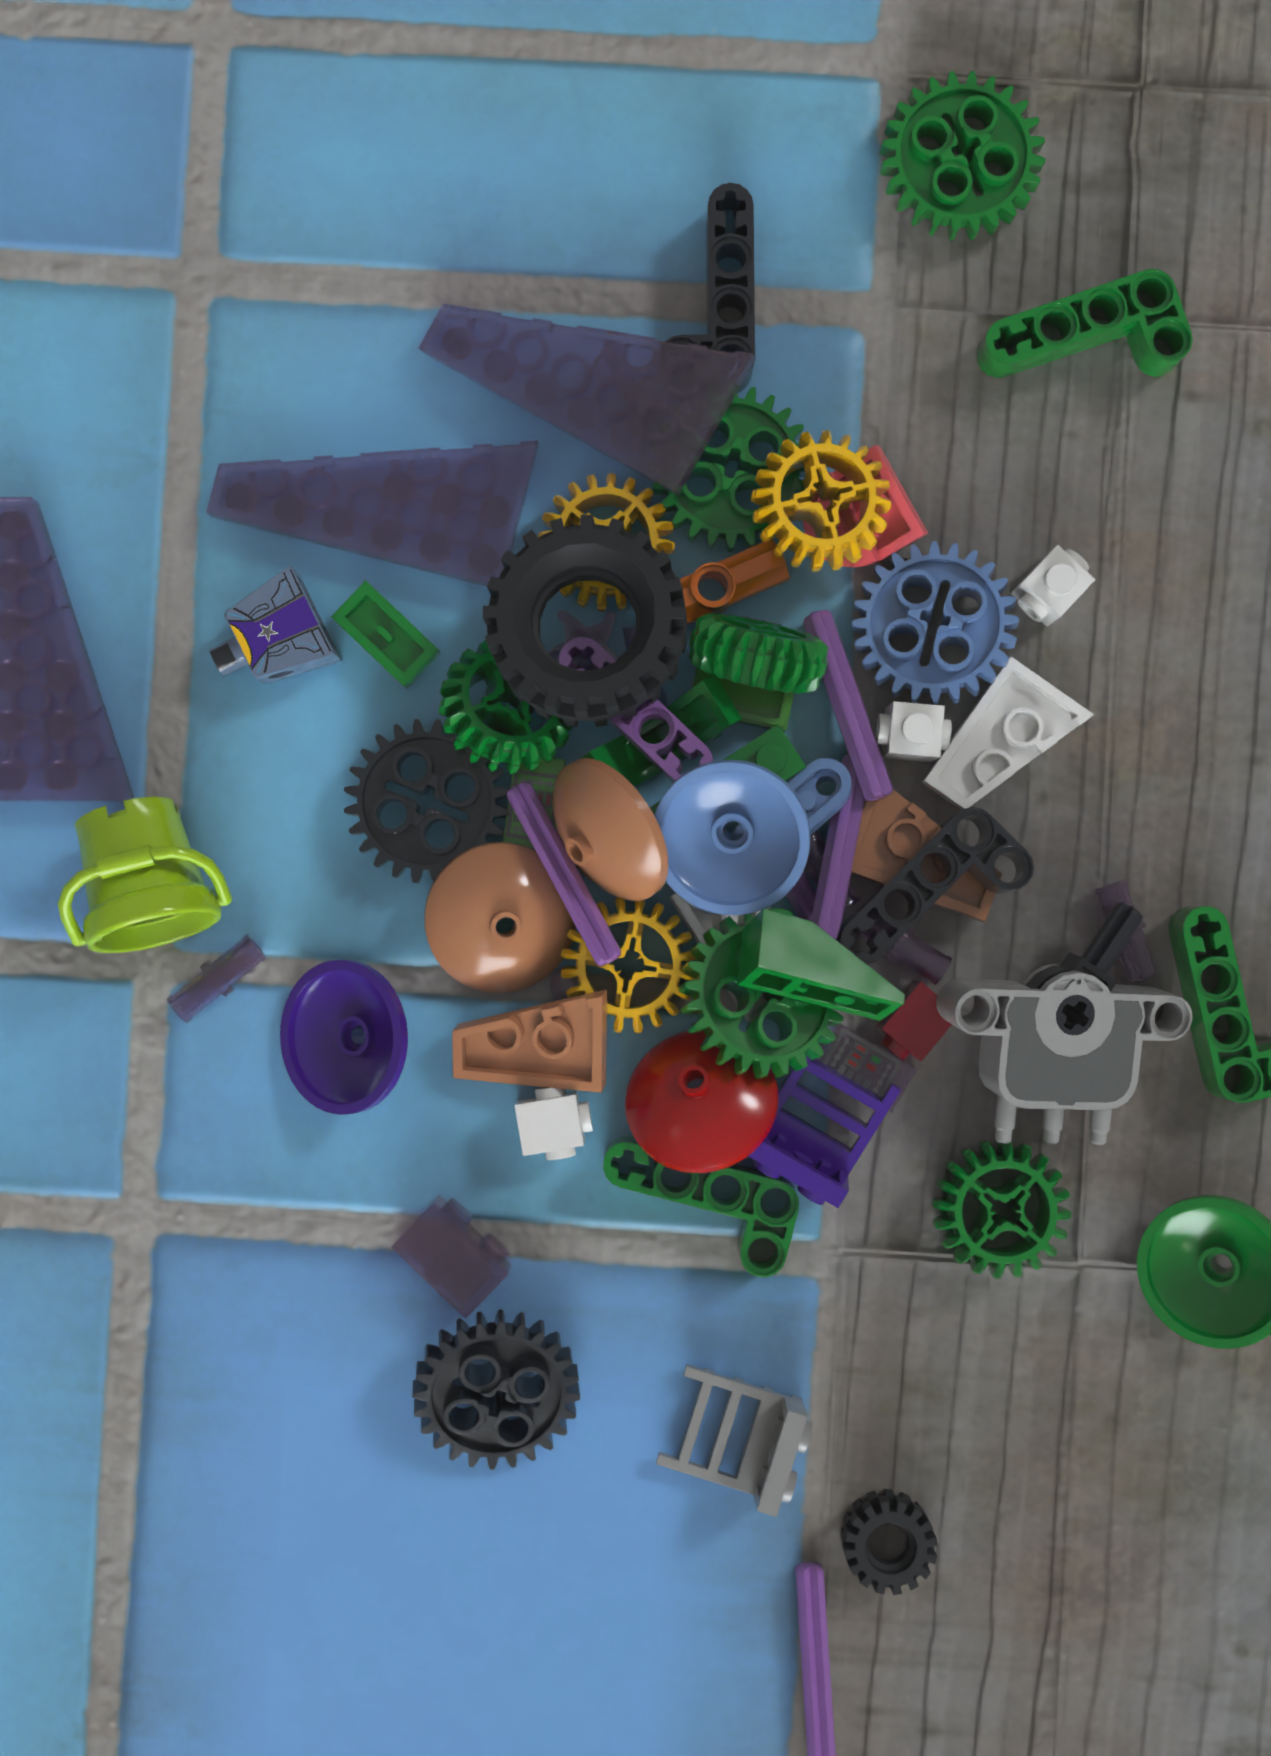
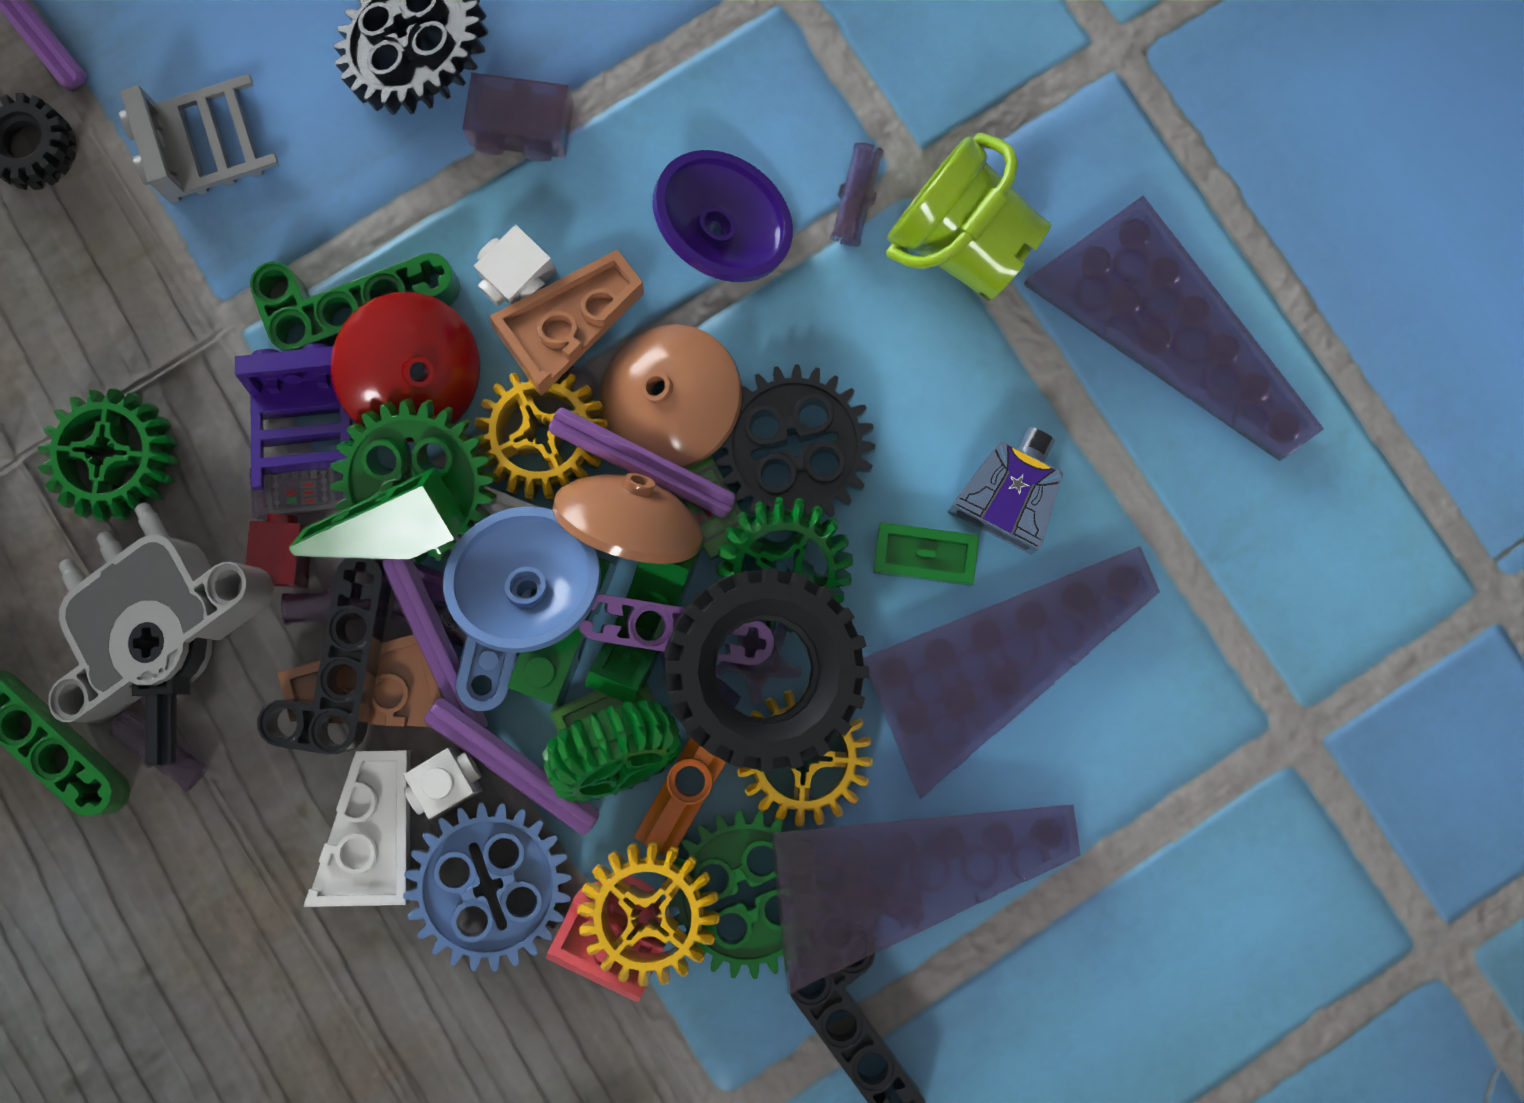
camera: 145 degrees right, 5 degrees down
(1053, 585) = (411, 990): white brick -> none

